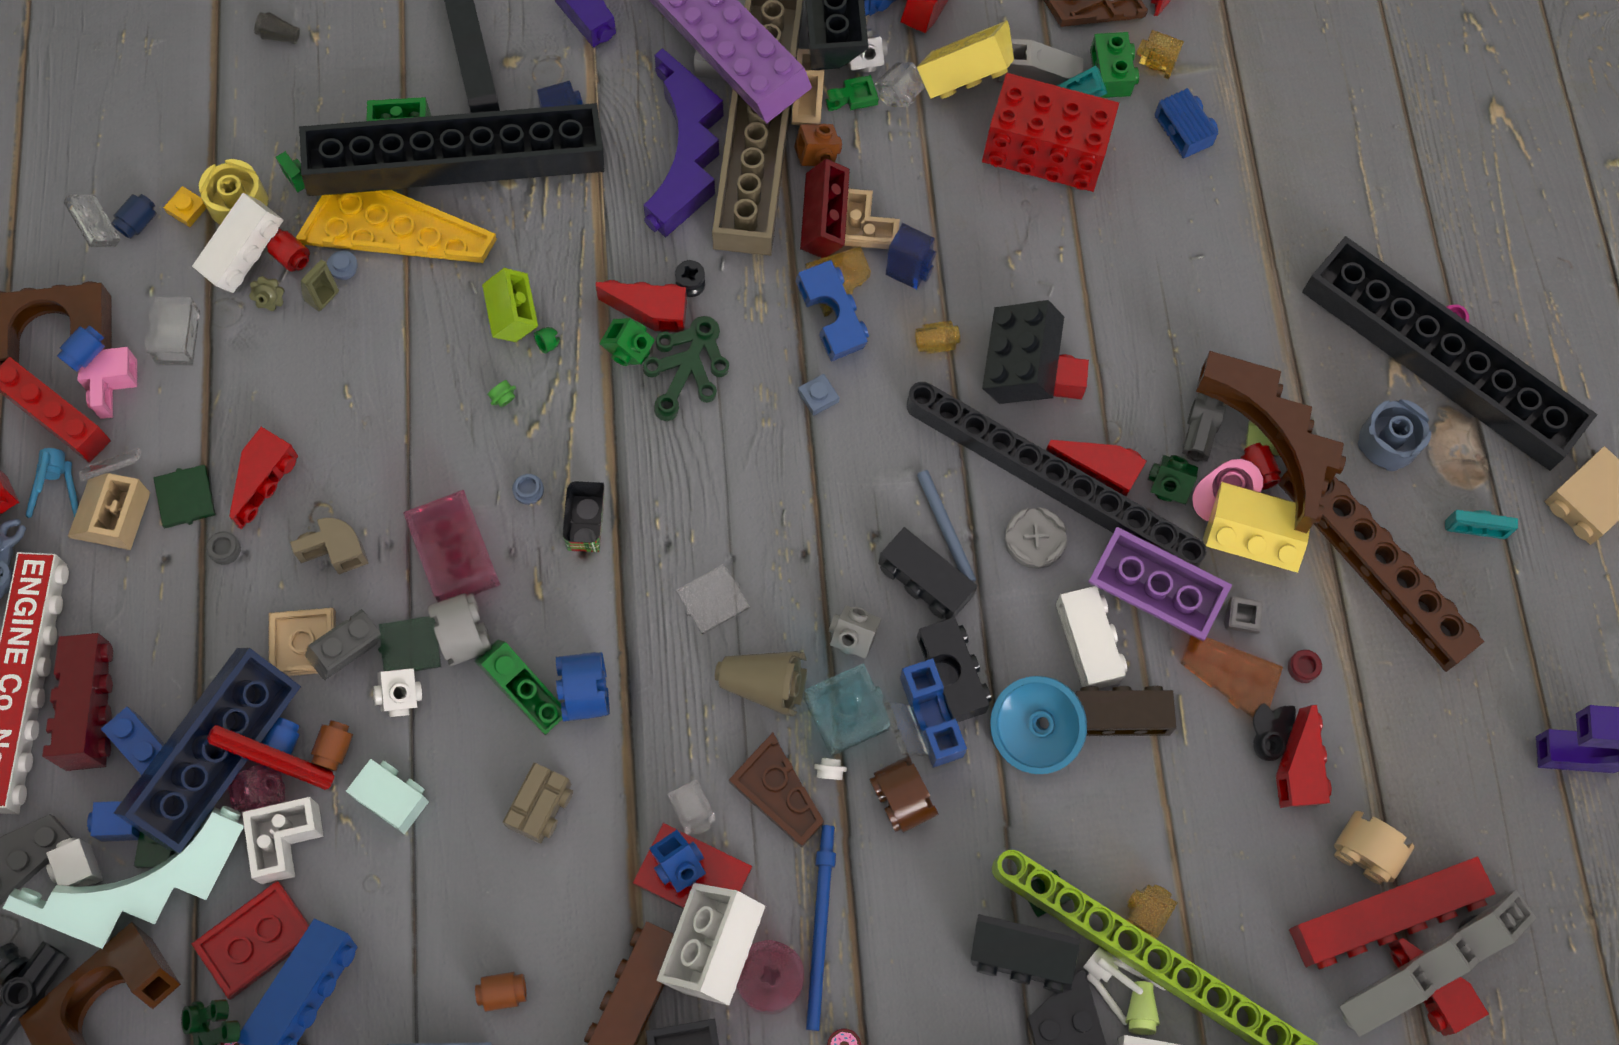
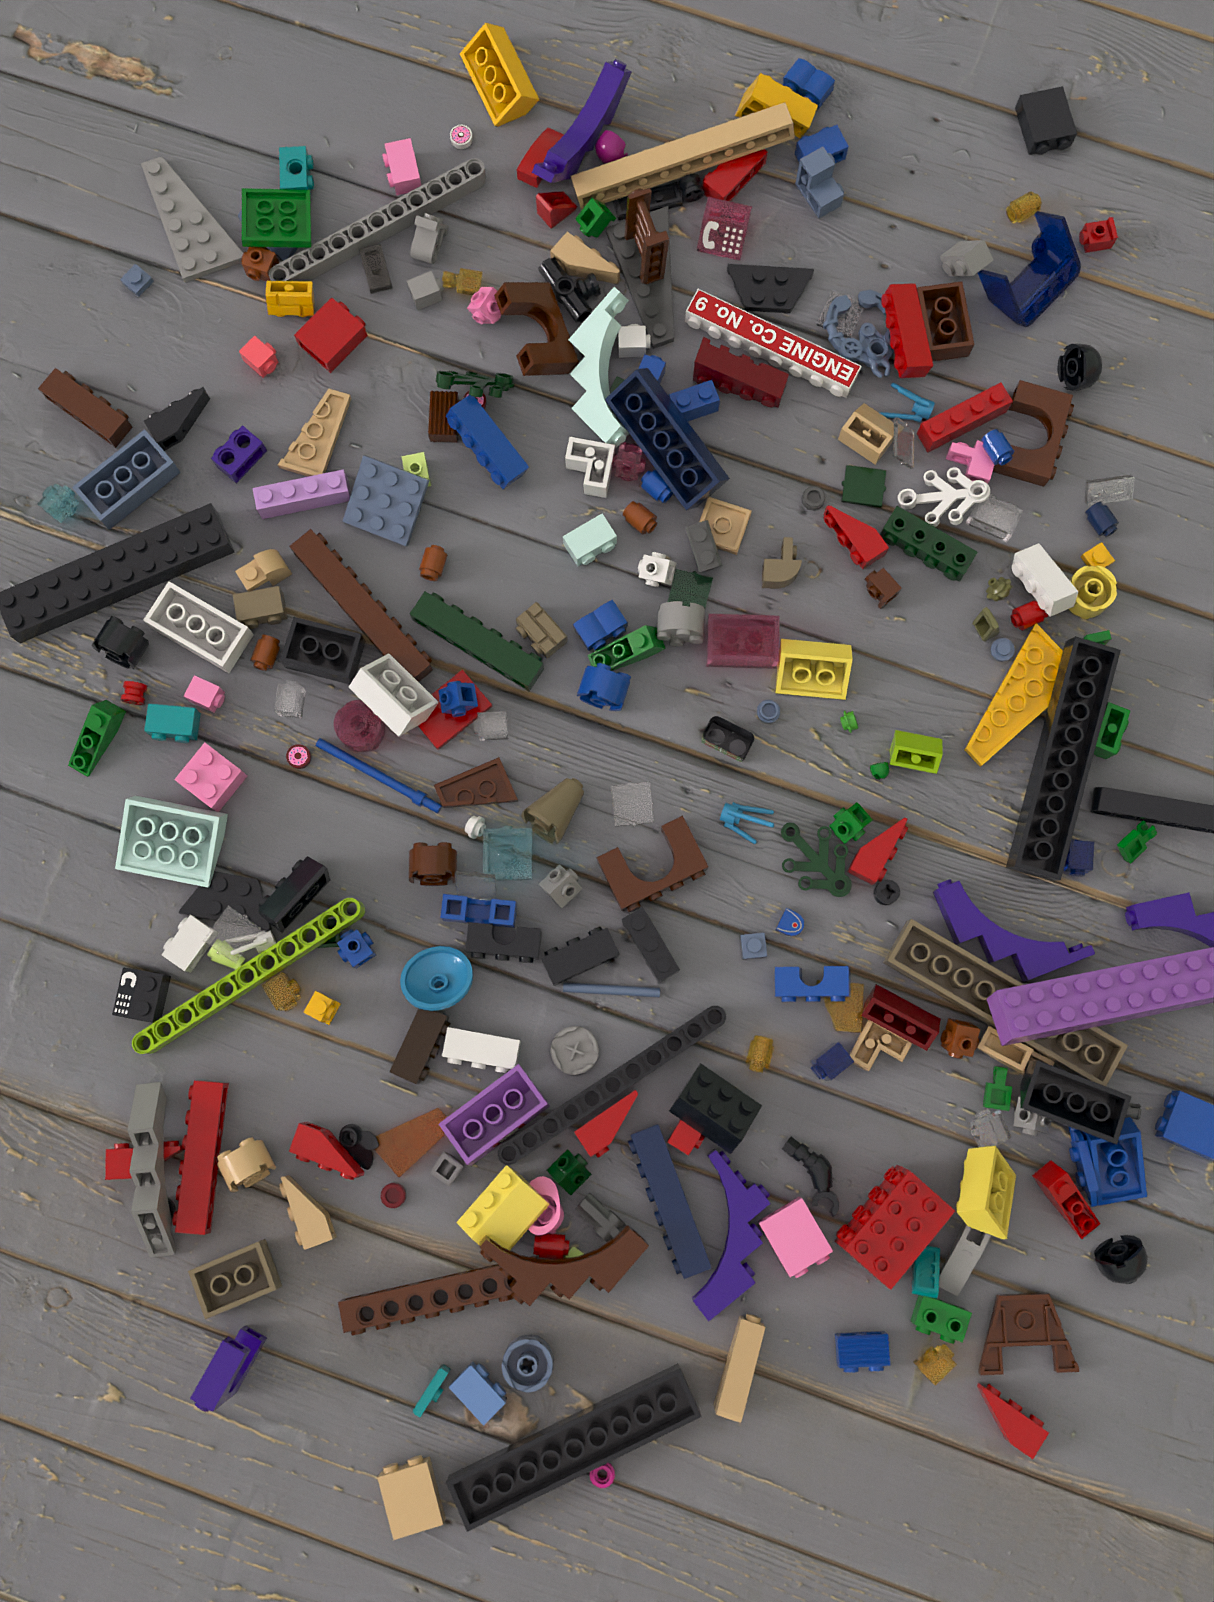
camera: 120 degrees right, 10 degrees up
(165, 387) = (947, 496): none -> white plant
(237, 390) = (928, 544): none -> dark green brick
(252, 940) = (537, 431): red tile -> none
(270, 757) = (644, 473): red axle -> none
(315, 419) = (882, 587): none -> reddish brown brick
(452, 454) = (813, 669): none -> light yellow slope
(500, 730) = (601, 625): none -> blue brick
(521, 58) = (1134, 843): none -> green plate
(586, 881) = (477, 641): none -> dark green brick
(675, 477) = (733, 813): none -> dark azure plant
(759, 502) = (631, 891): none -> reddish brown arch
(773, 365) = (790, 923): none -> blue tile
(868, 507) = (650, 945): none -> black arch
(1031, 229) = (819, 1170): none -> black piece
(1059, 835) = (363, 952): none -> blue brick
(1111, 227) = (795, 1237): none -> bright pink brick
(1115, 1010) = (230, 933): none -> clear piece
(1143, 364) = (670, 1200): none -> dark blue brick
(1143, 851) = (322, 1007): none -> yellow brick
(1184, 273) = (730, 1276): none -> dark purple arch
(1276, 225) = (739, 1368): none -> tan slope
(1382, 748) = (310, 1217): none -> tan slope
(1453, 474) = (479, 1392): none -> medium blue brick
(1502, 797) = (235, 1279): none -> dark tan brick

